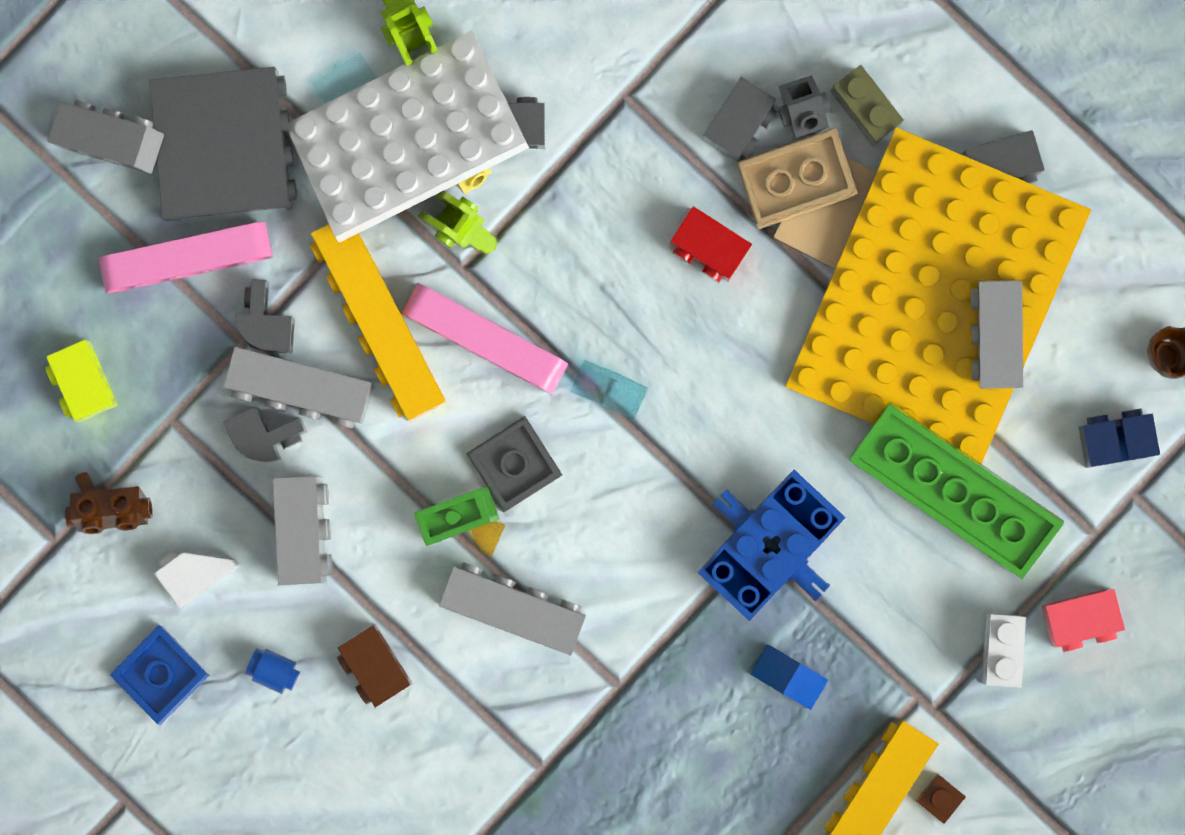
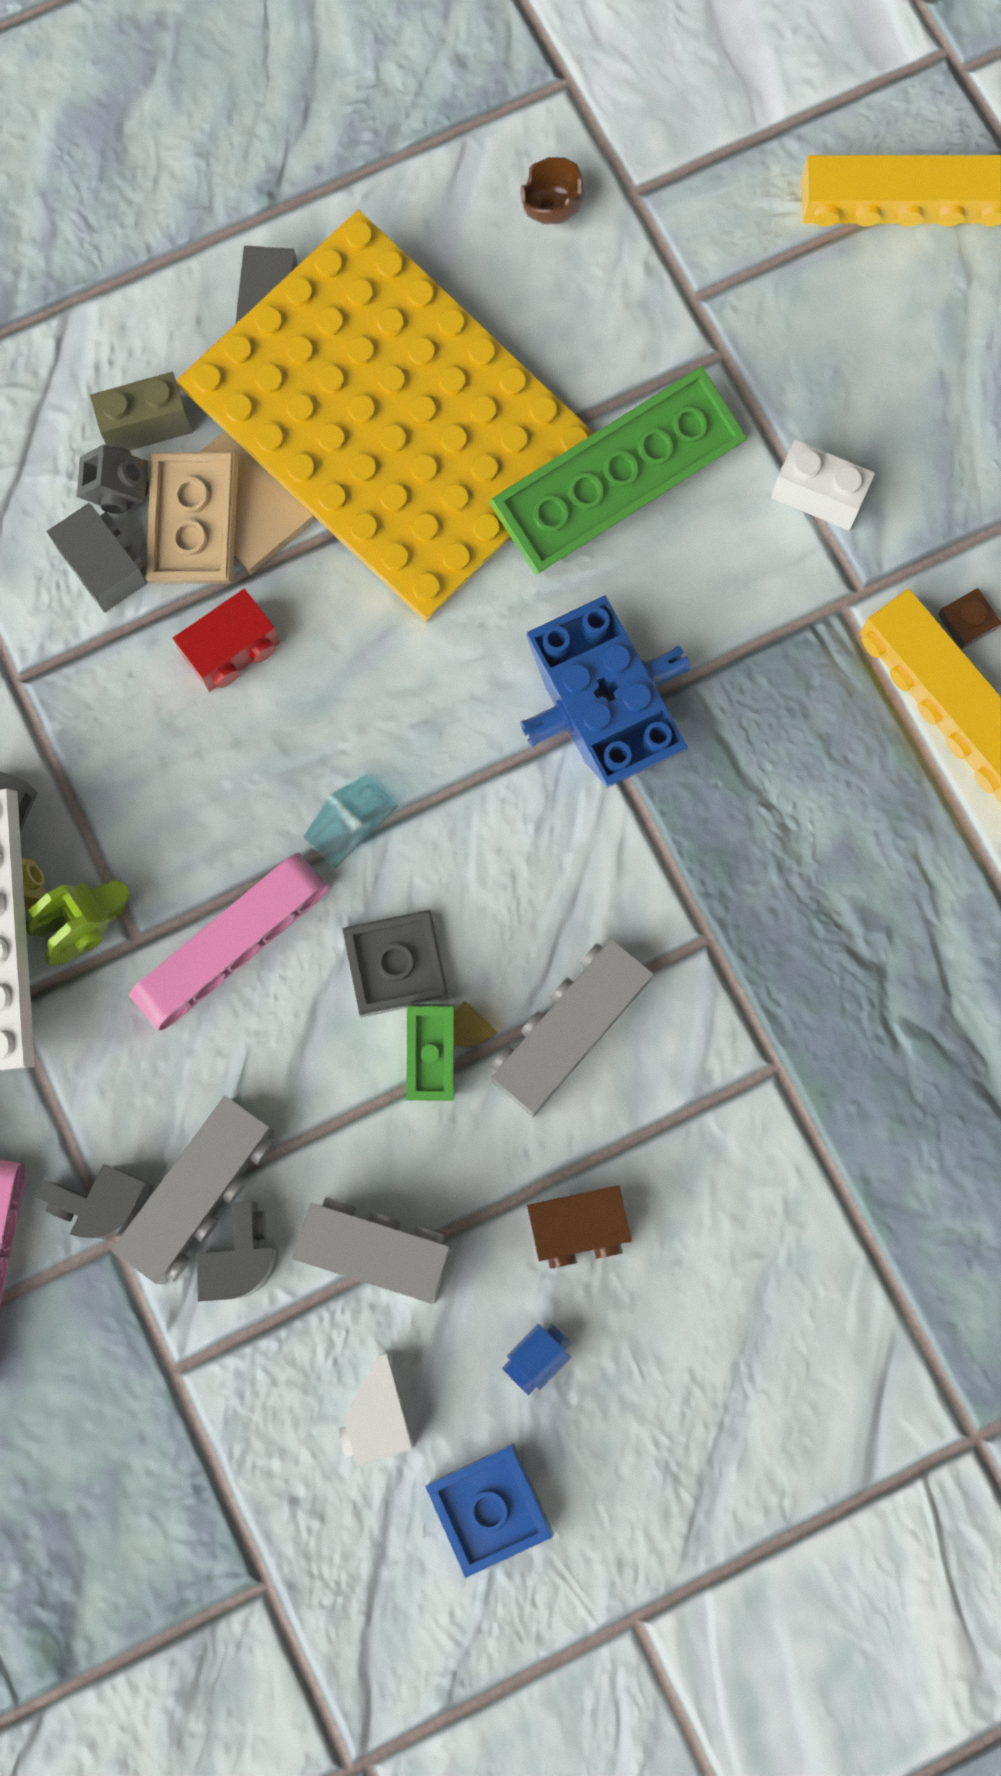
camera: 75 degrees left, 10 degrees down
(80, 381) = (74, 1471): neon yellow brick -> none
(105, 508) = (248, 1503): reddish brown brick -> none
(380, 322) = (155, 1059): yellow brick -> none
(789, 677) = (766, 736): blue slope -> none
(997, 334) = (457, 349): light grey brick -> none
(1083, 618) = (815, 390): coral brick -> none
(1119, 439) = (627, 283): dark blue piece -> none

